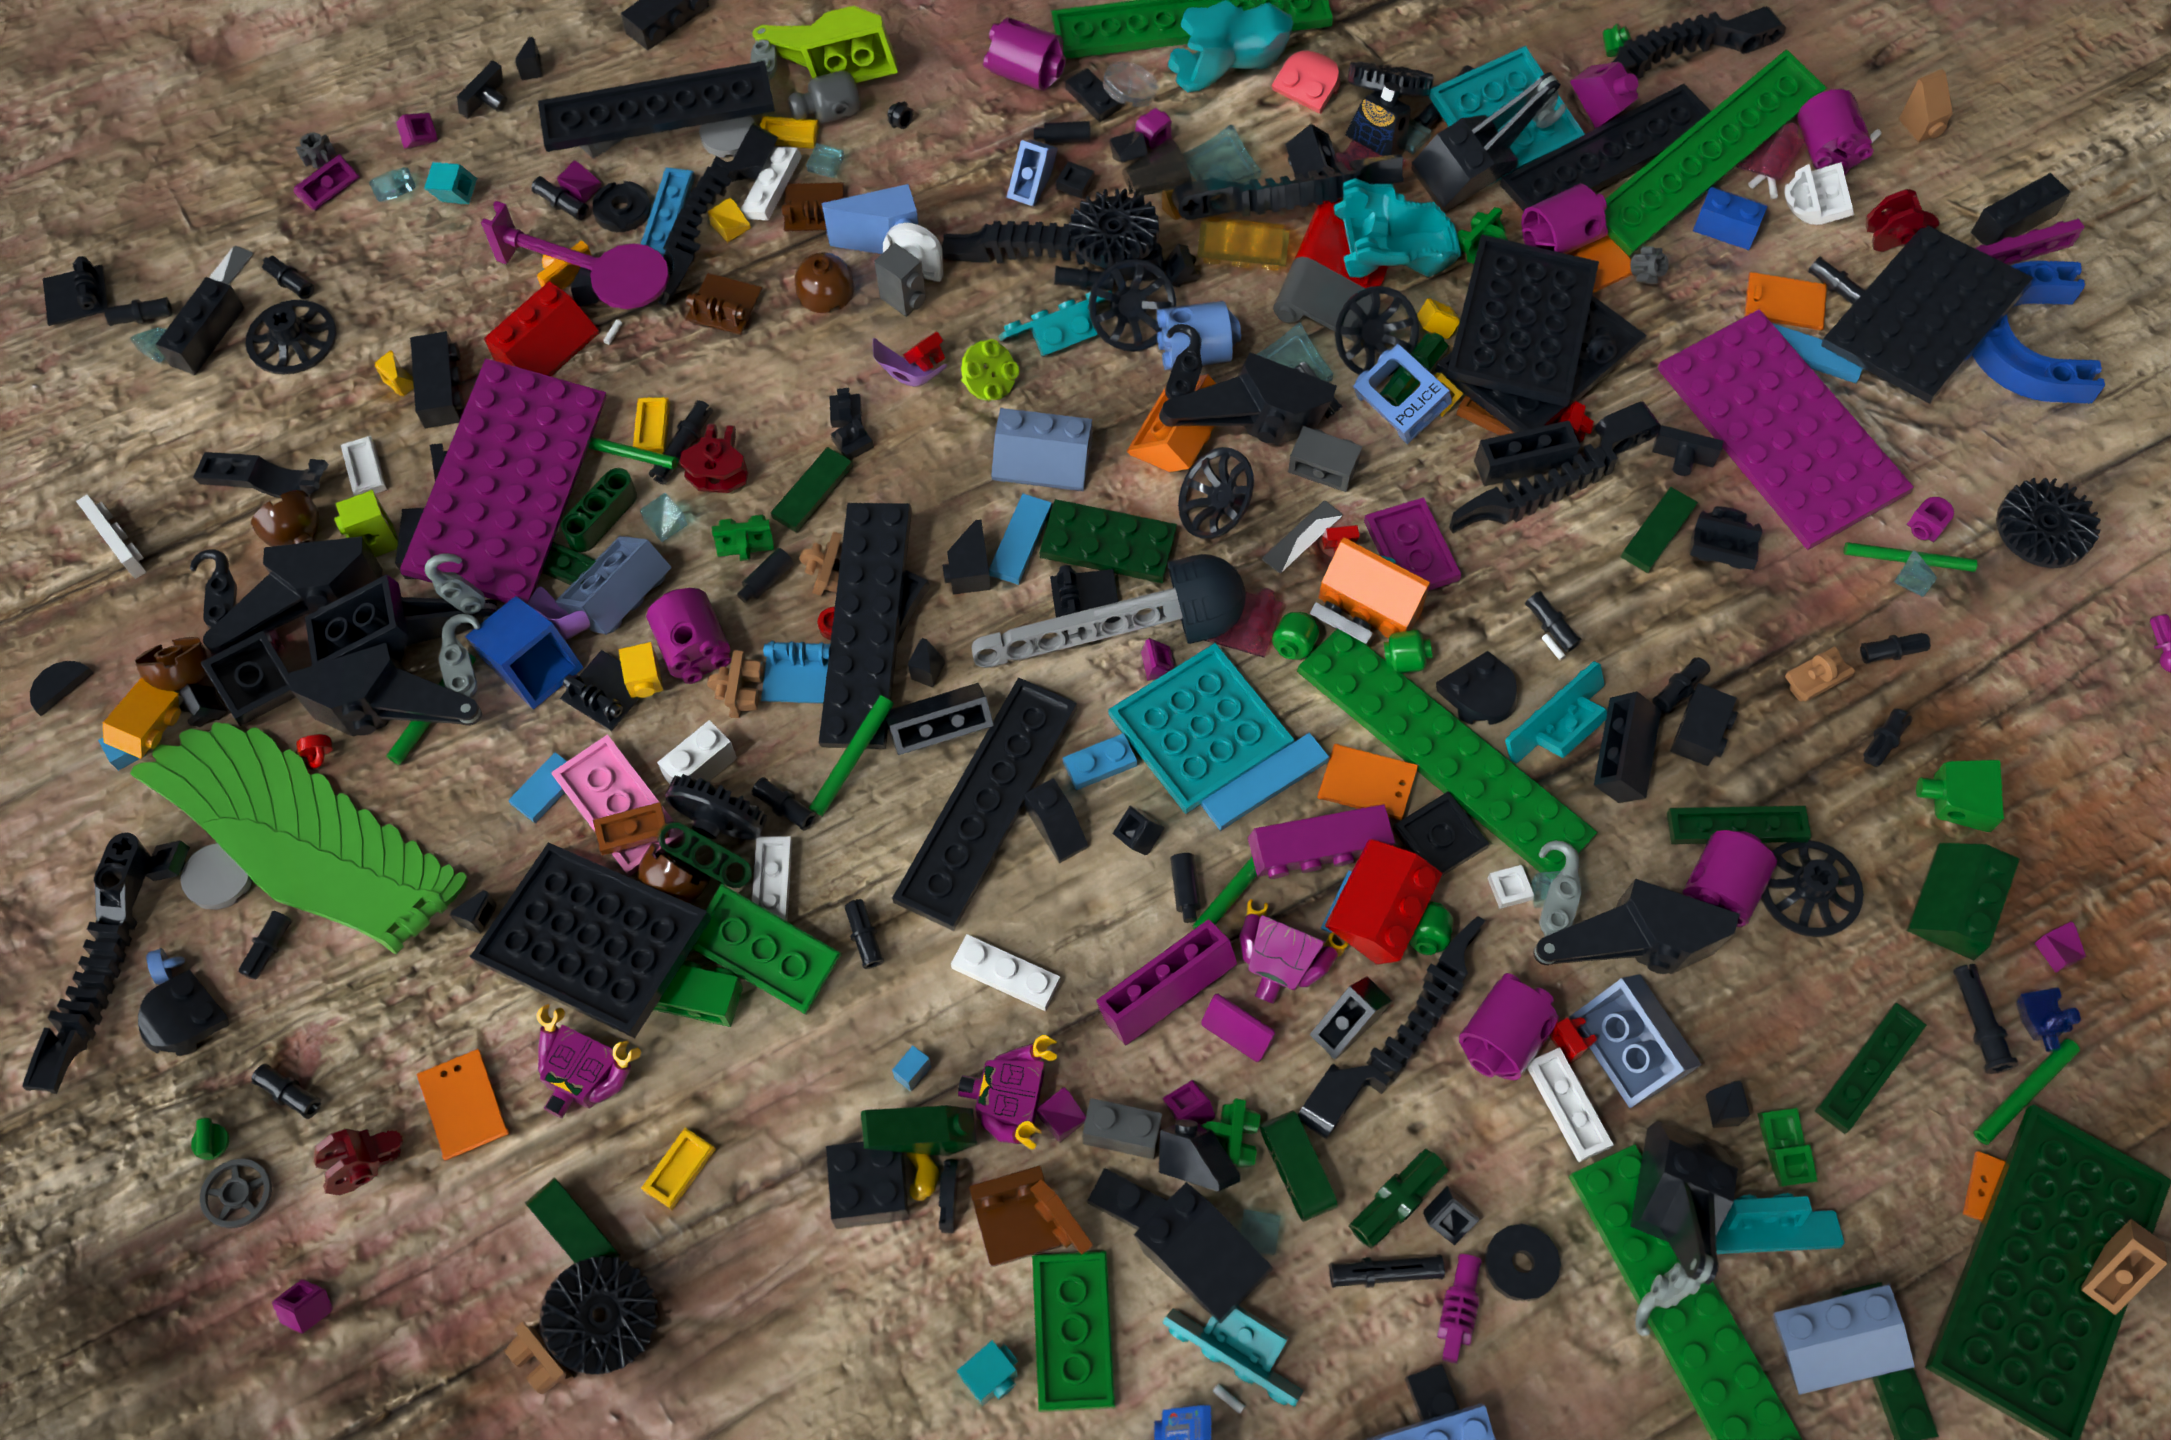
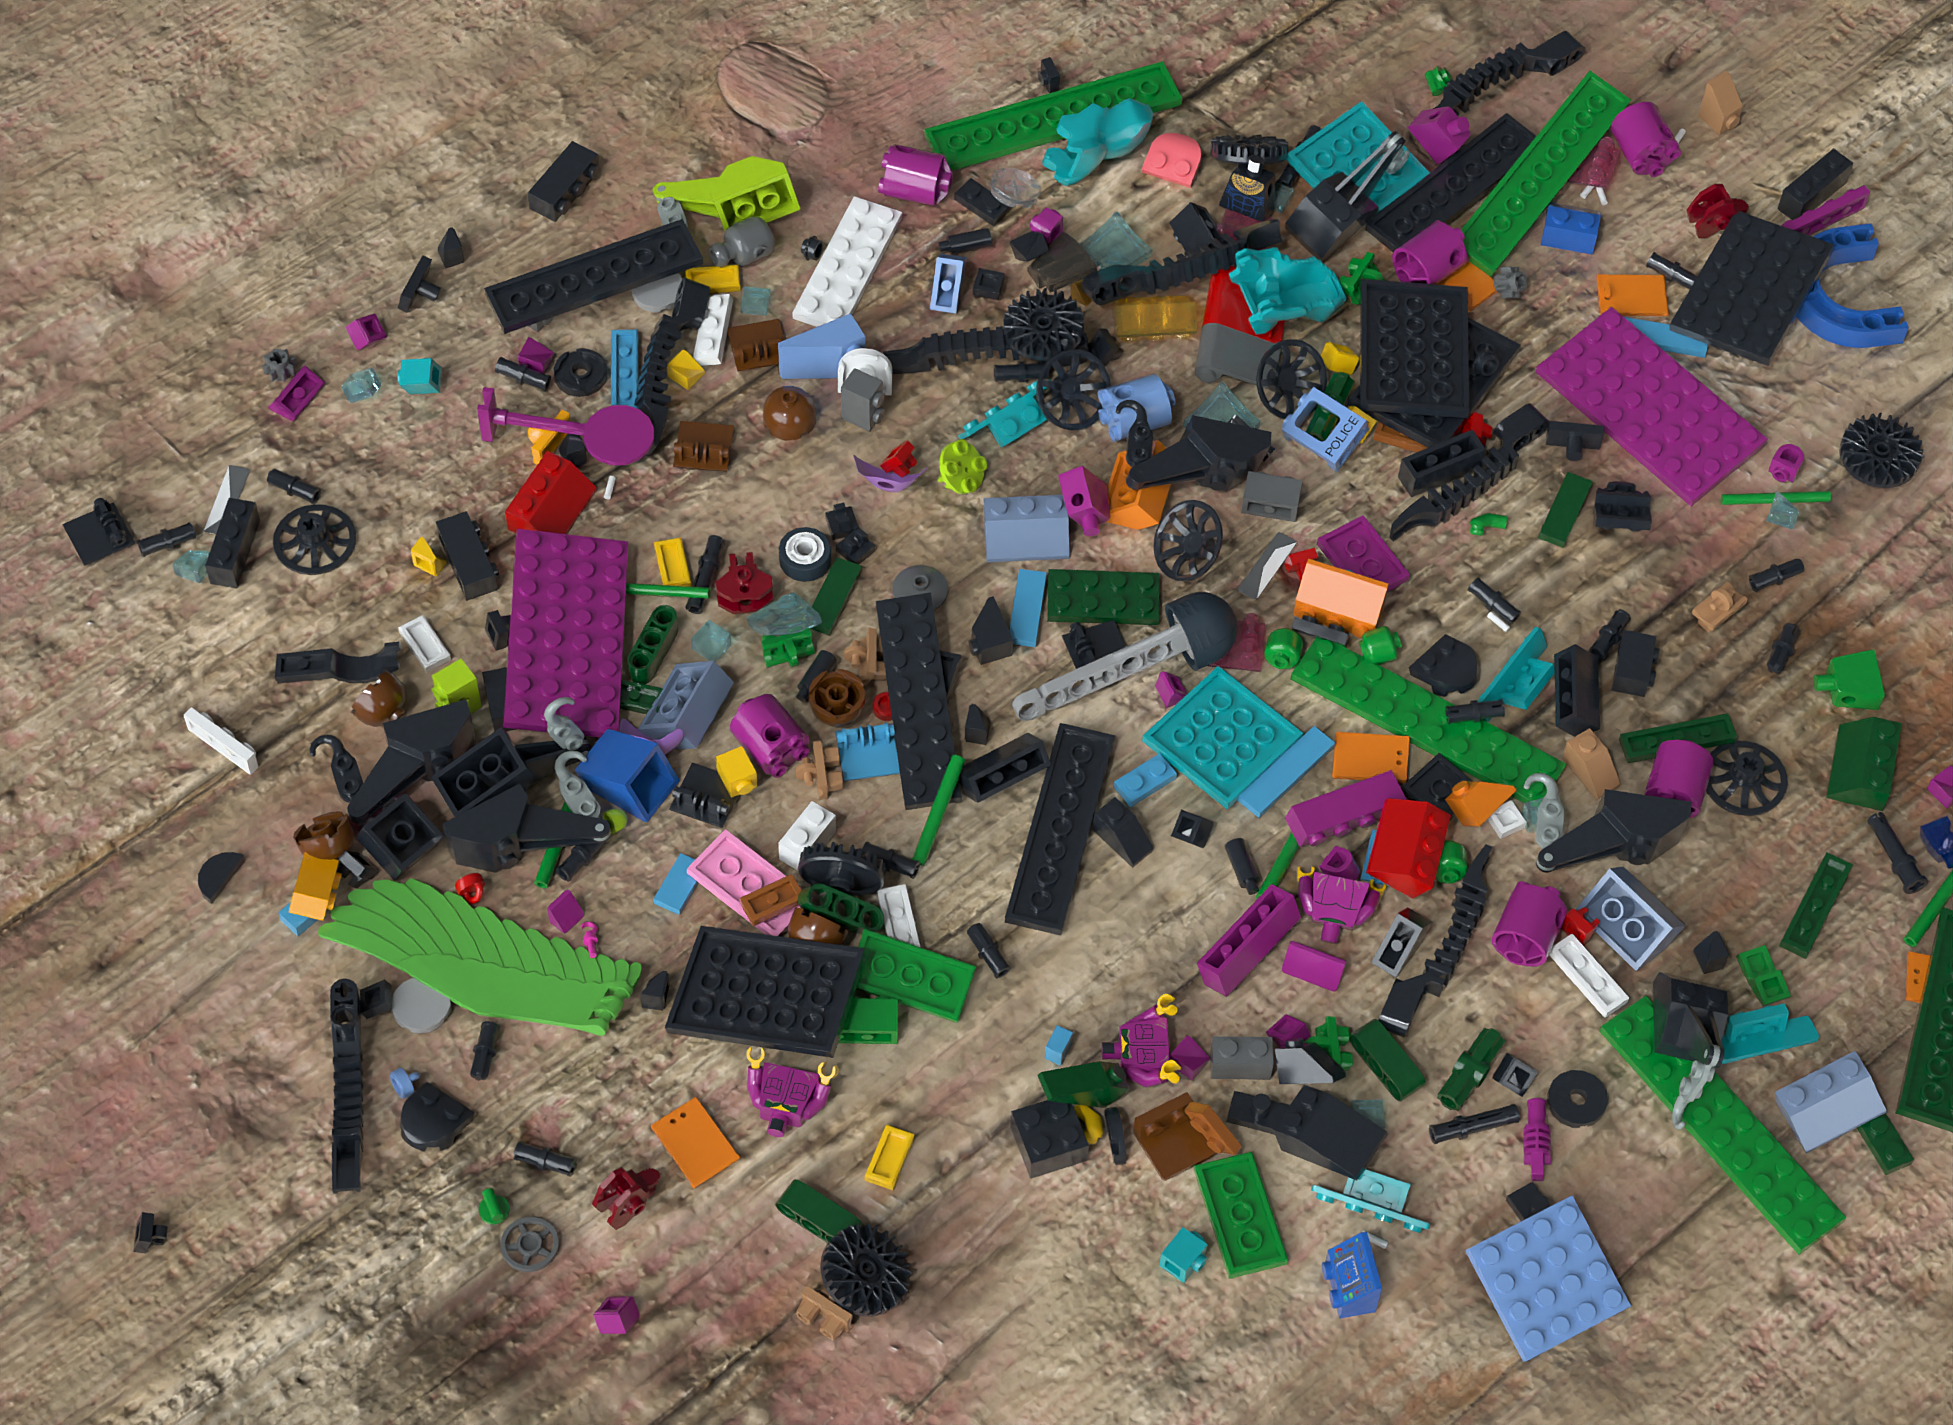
camera: 15 degrees left, 5 degrees down
(406, 797) = (565, 912): none -> magenta slope
(425, 834) = (590, 938): none -> dark pink hand
(439, 739) = (580, 856): none -> black pin
(497, 700) = (616, 818): none -> lime hinge
(748, 503) = (784, 617): none -> clear light blue plate
(774, 605) = (837, 697): none -> reddish brown cylinder
(797, 451) = (805, 541): none -> wheel
(923, 501) = (934, 582): none -> dark grey dish
(934, 135) = (847, 262): none -> white plate
(1005, 972) = (1113, 959): white plate -> none
(1113, 427) = (1085, 499): none -> magenta torso
(1298, 909) = (1340, 864): none -> magenta plate
(1480, 859) = (1476, 800): none -> orange slope
(1500, 750) = (1474, 711): none -> black pin
(1564, 526) = (1487, 520): none -> green arm
(1627, 838) = (1591, 763): none -> medium nougat slope
(1819, 195) = (1642, 196): white slope -> none

